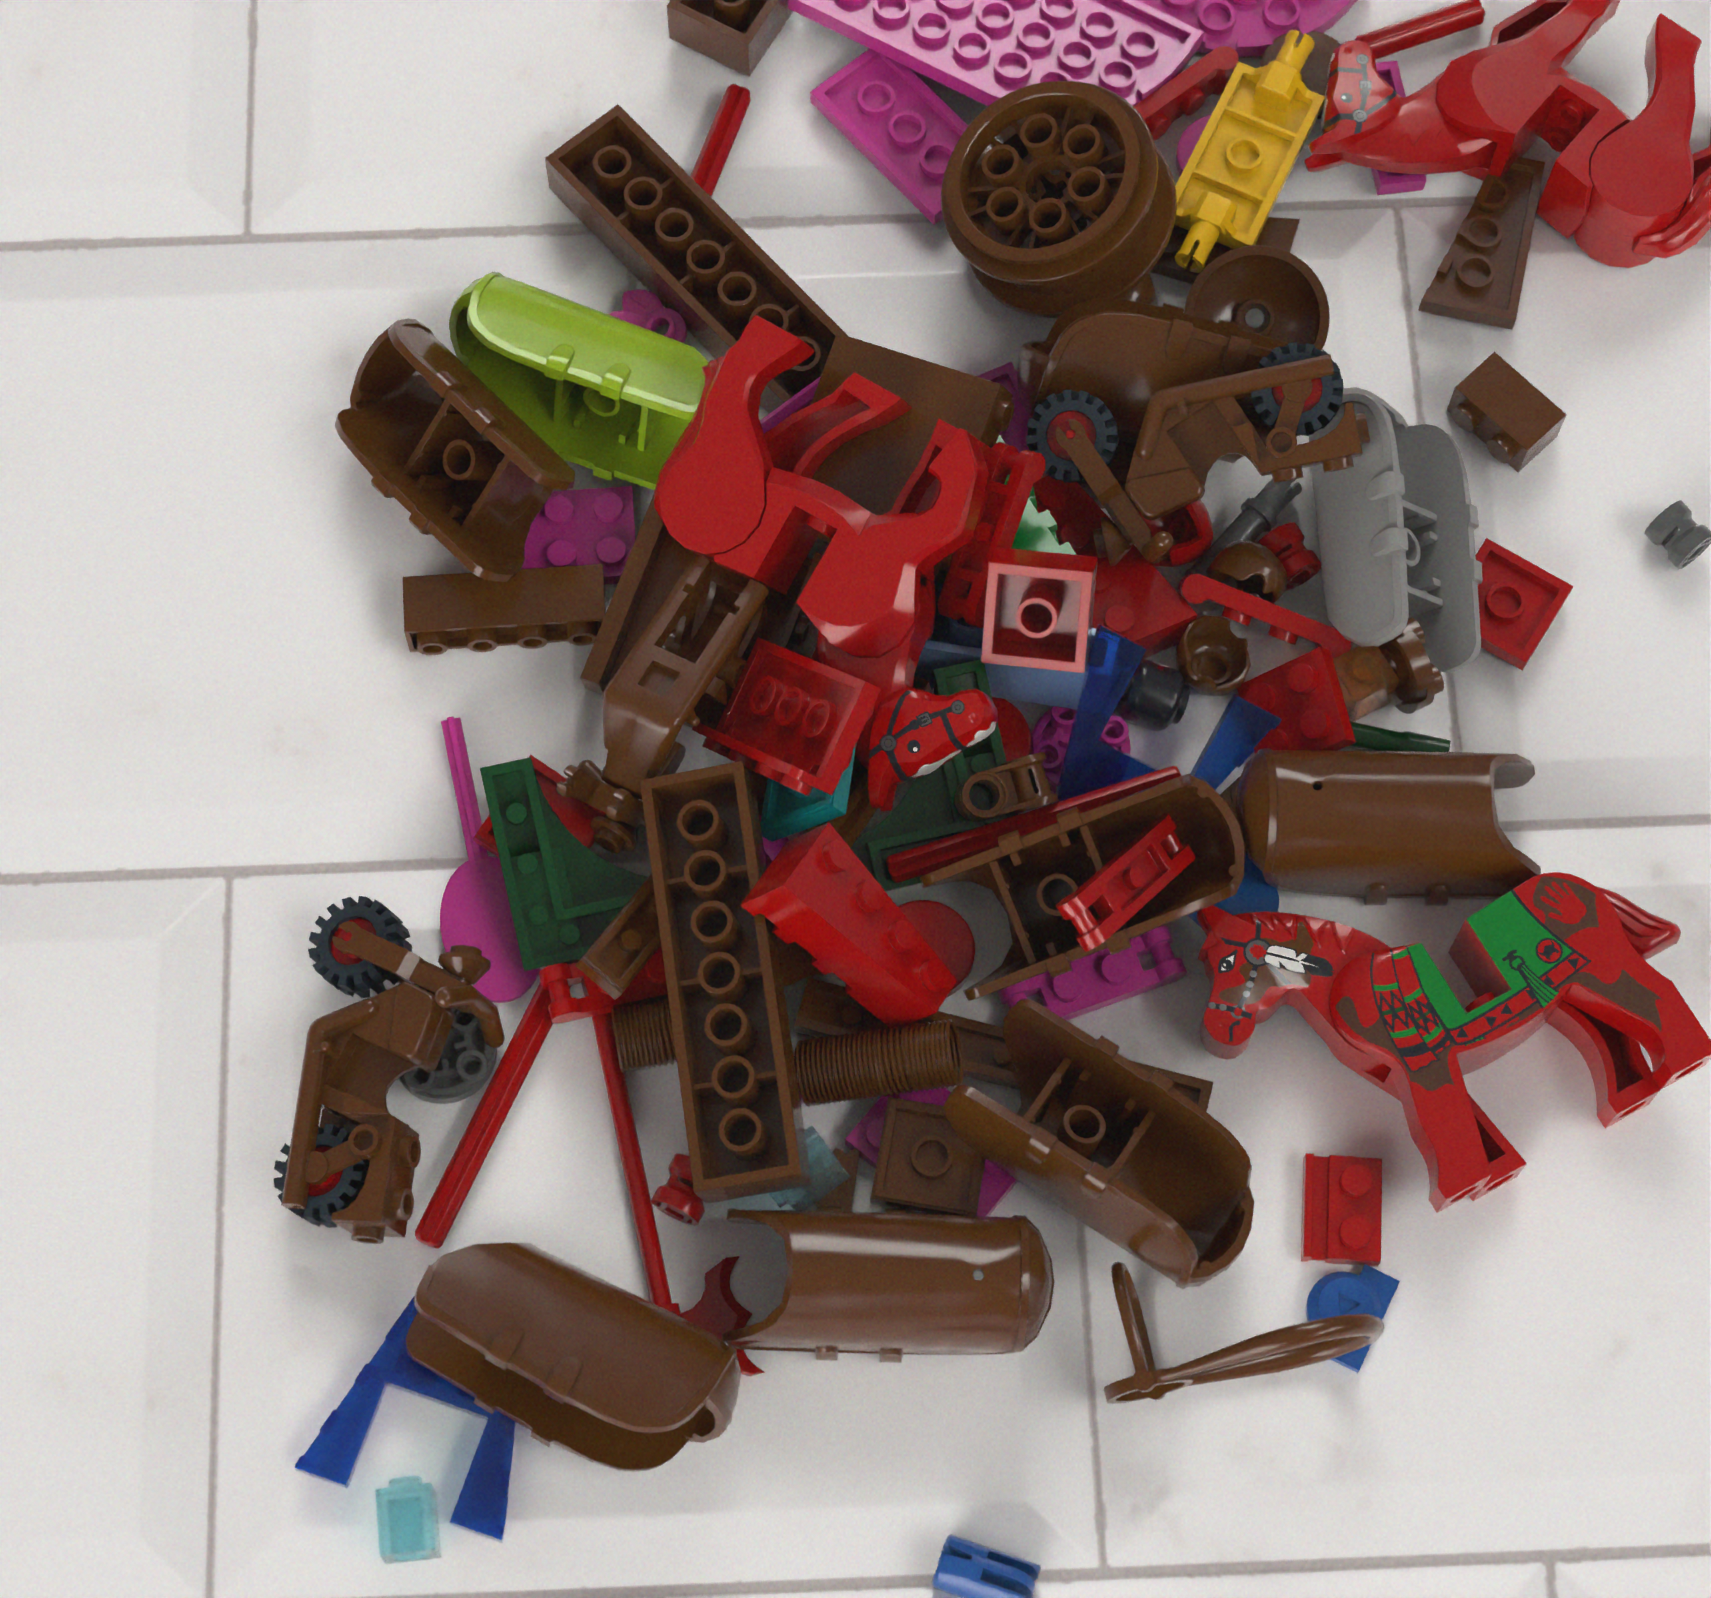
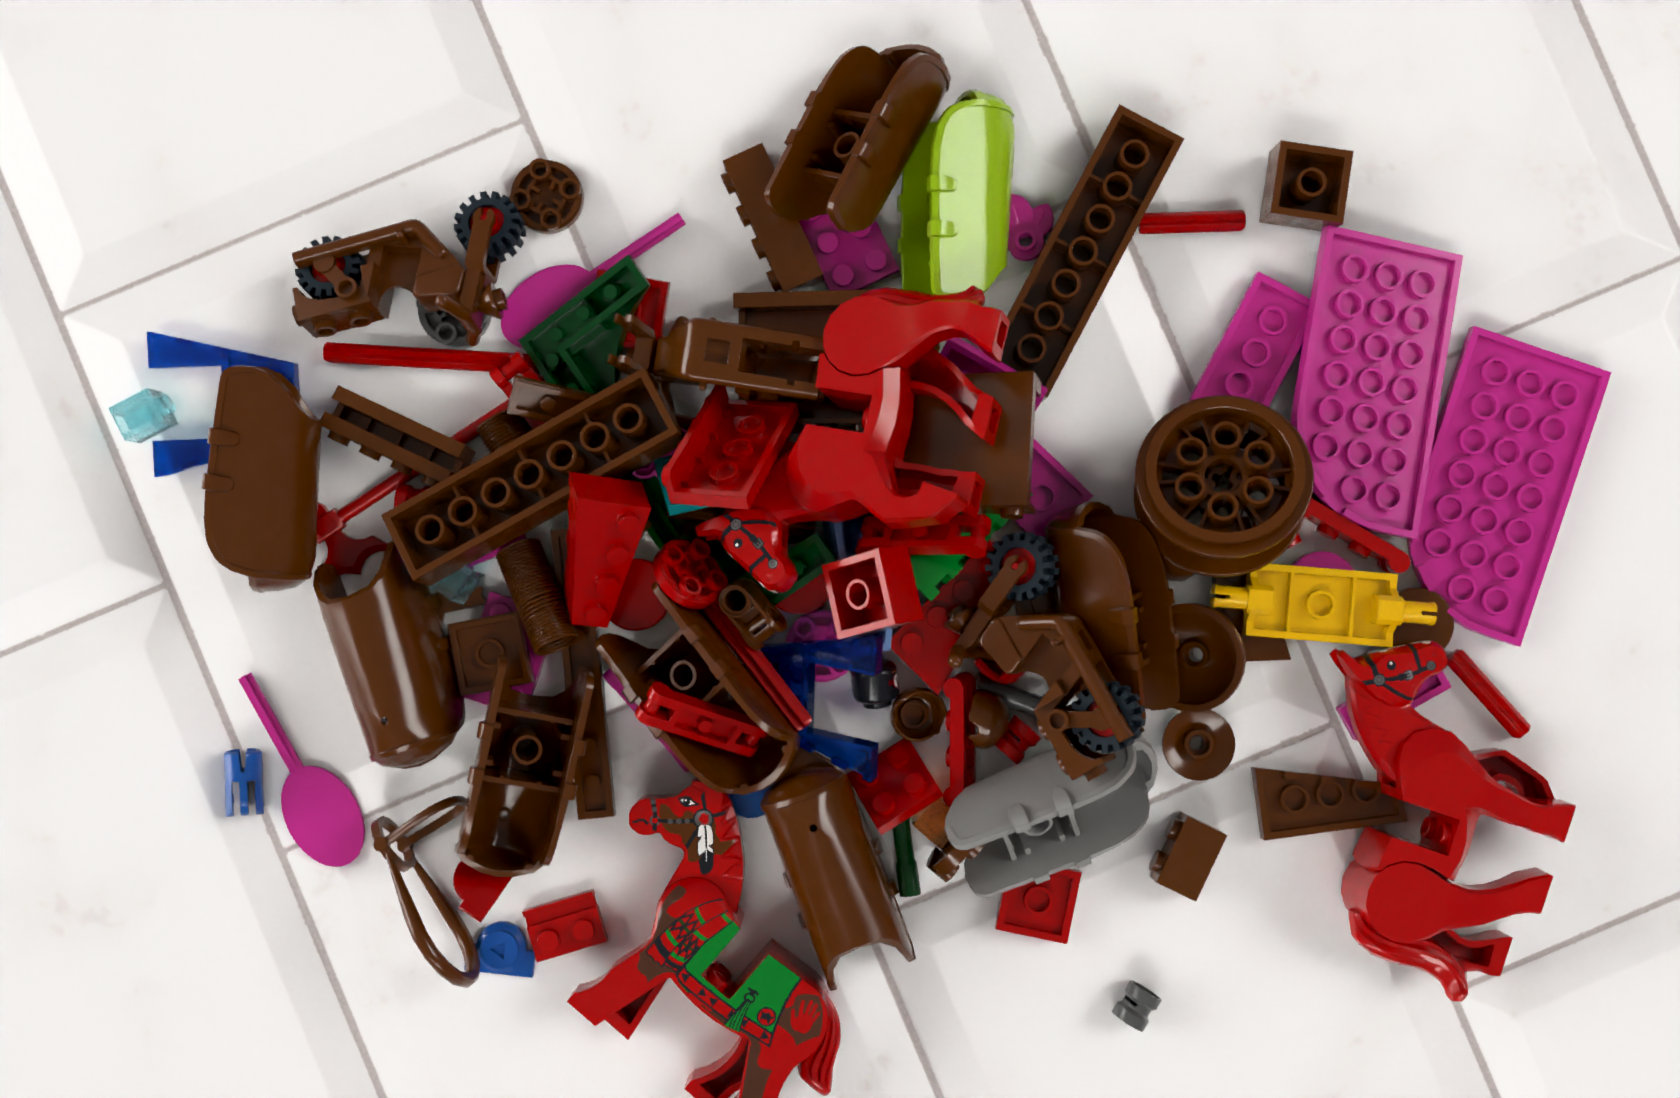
camera: 70 degrees right, 20 degrees up
(343, 866) = (547, 196): none -> reddish brown tile
(592, 1171) = (395, 437): none -> reddish brown brick
(926, 841) = (689, 573): none -> red tile
(1050, 1493) = (313, 800): none -> dark pink piece
(1246, 1294) = (477, 890): none -> red piece
(1375, 336) = (1215, 750): none -> reddish brown dish

